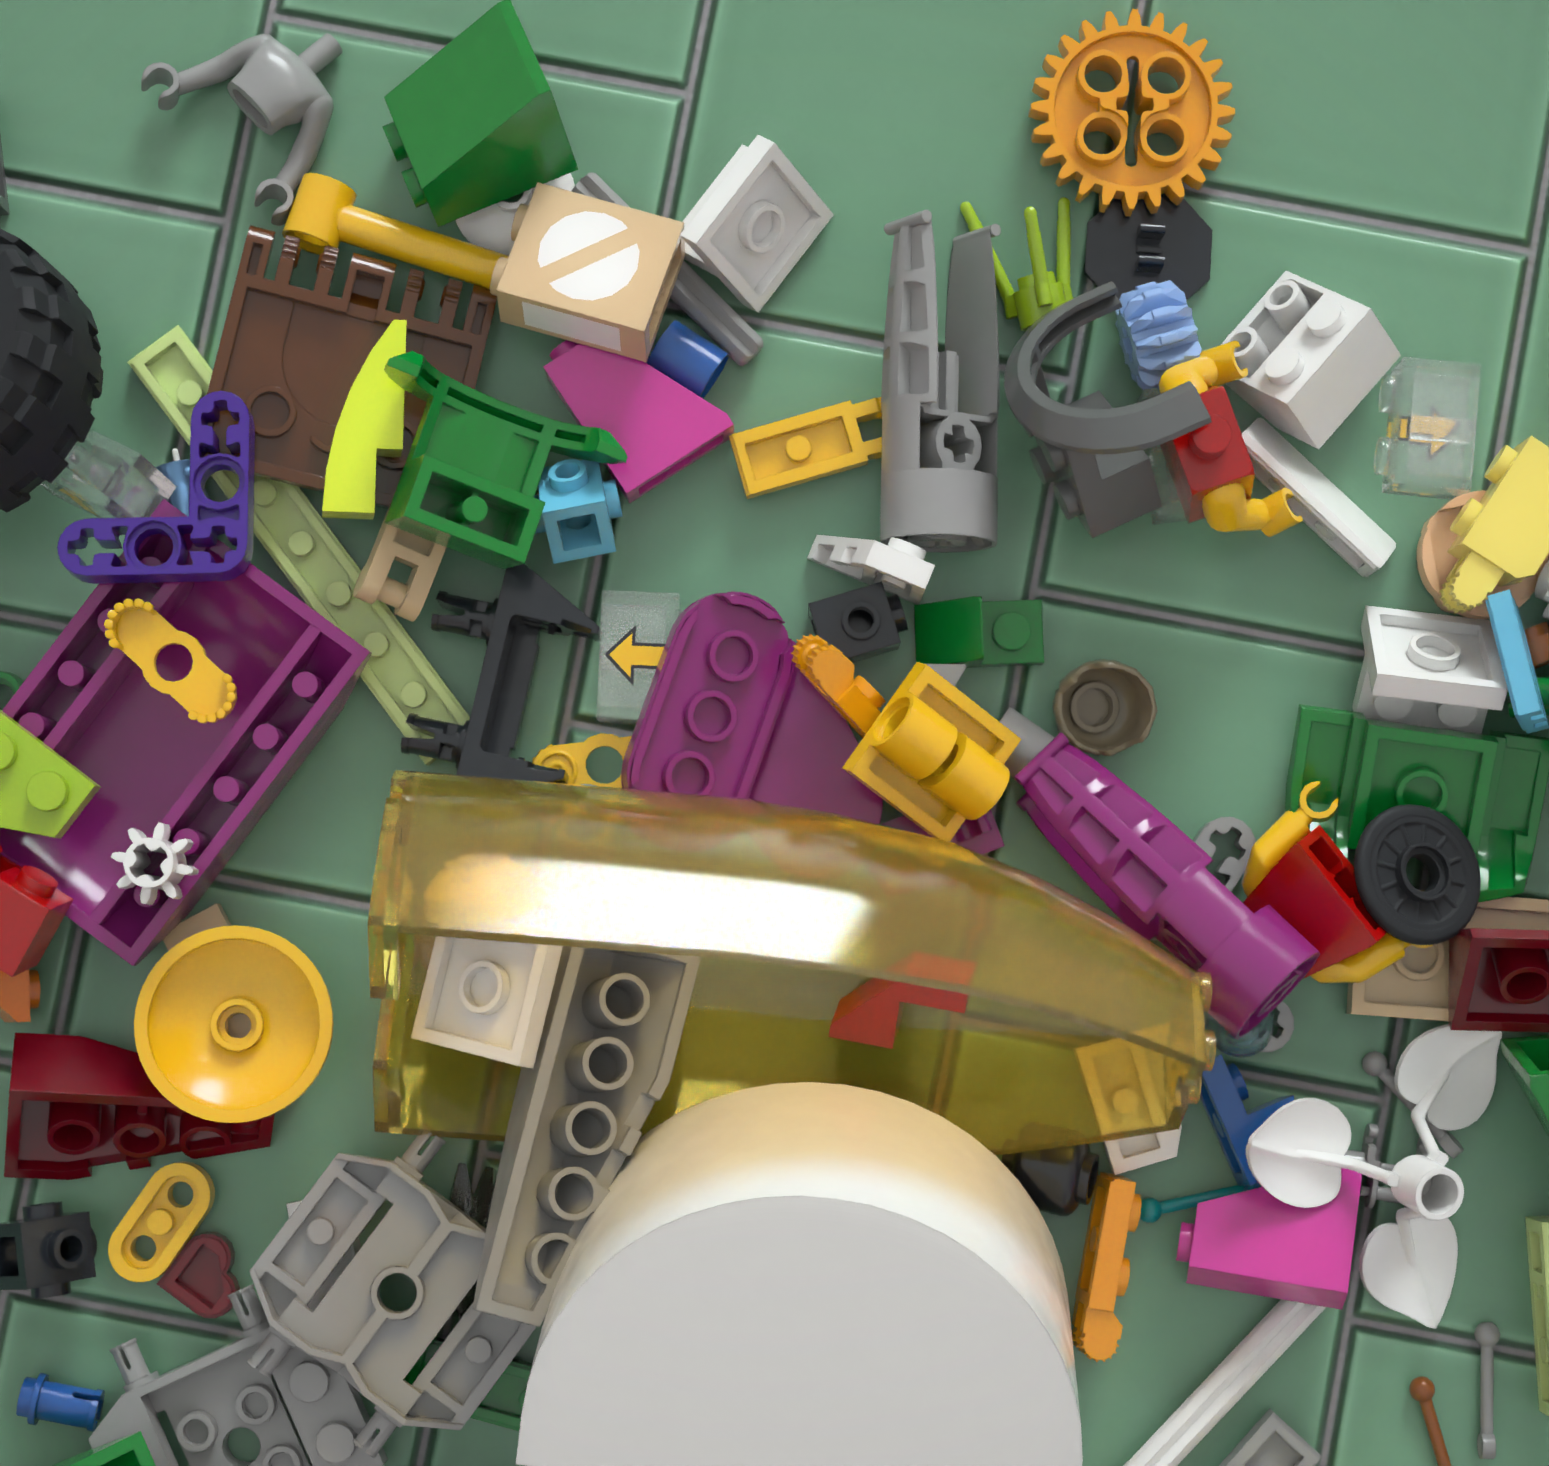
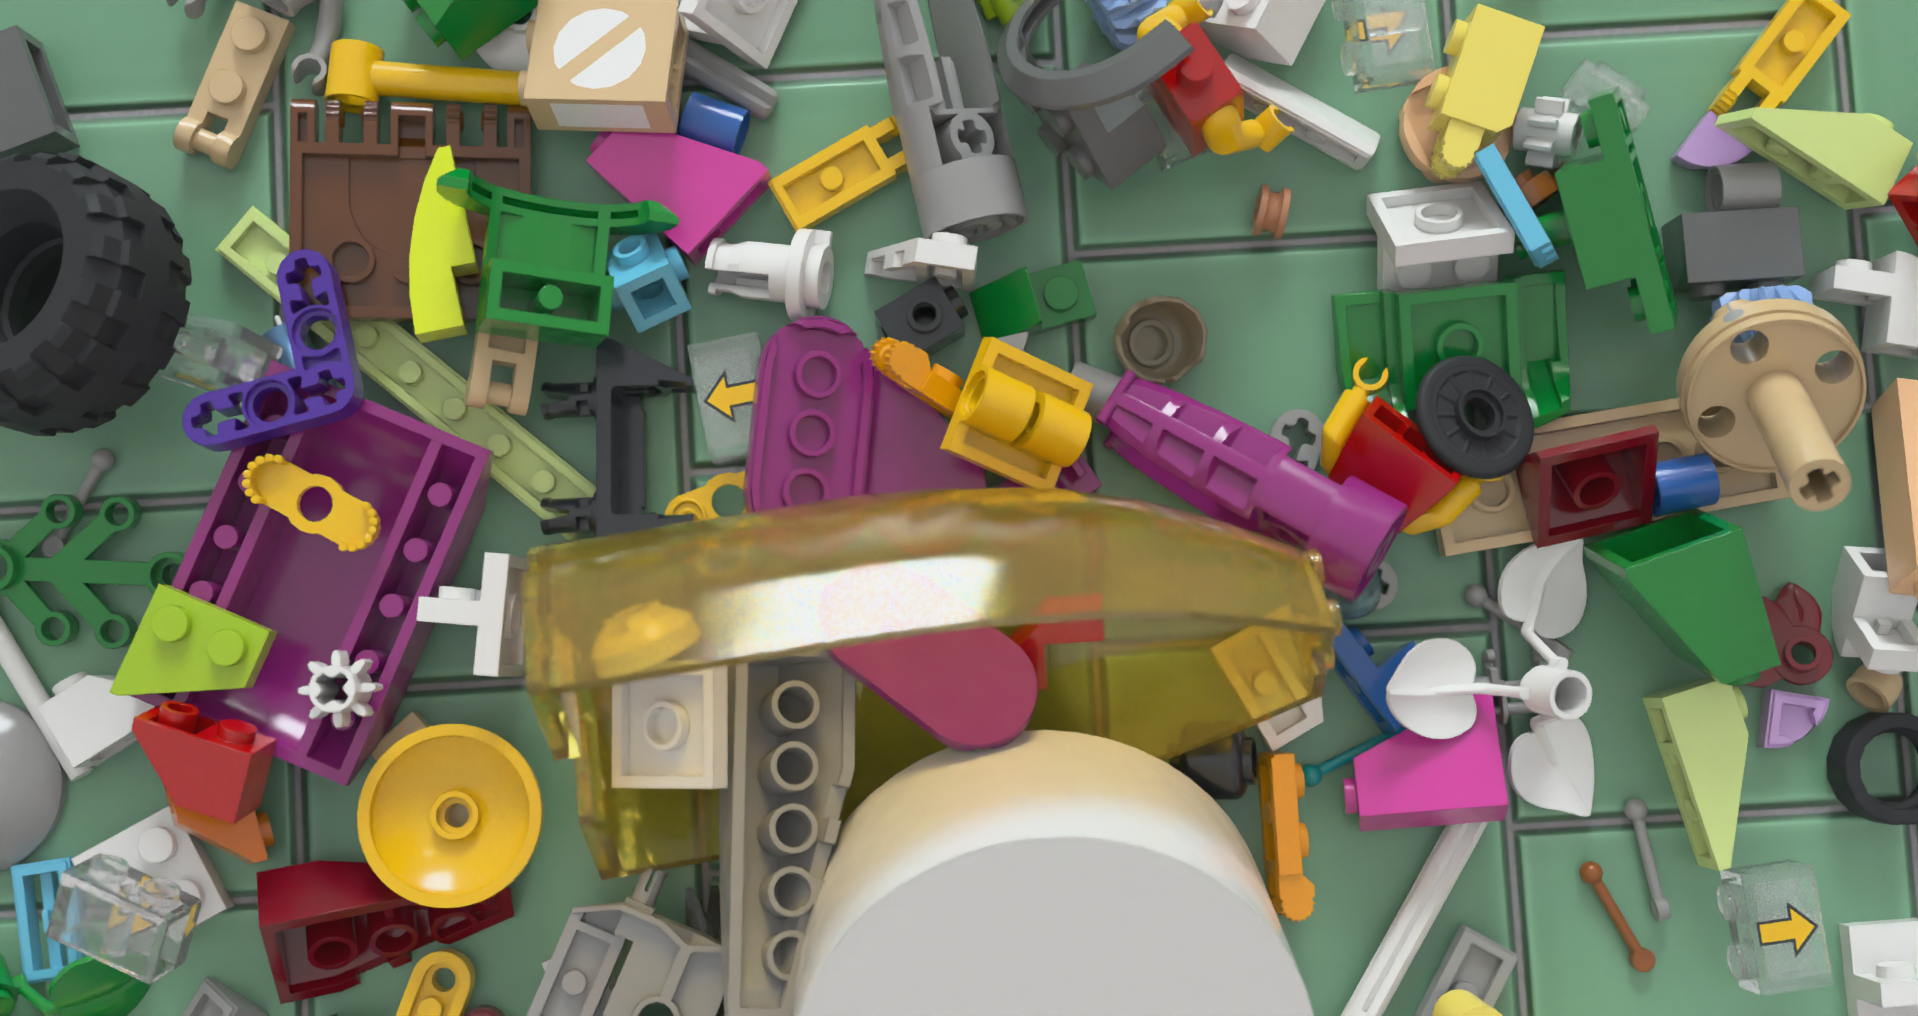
camera: 15 degrees left, 0 degrees up
(190, 190) = (235, 85): none -> tan plate
(333, 820) = (494, 609): none -> white bracket
(714, 534) = (787, 274): none -> white piece
(797, 1023) = (956, 684): none -> magenta tile
(1257, 599) = (1271, 211): none -> nougat bush

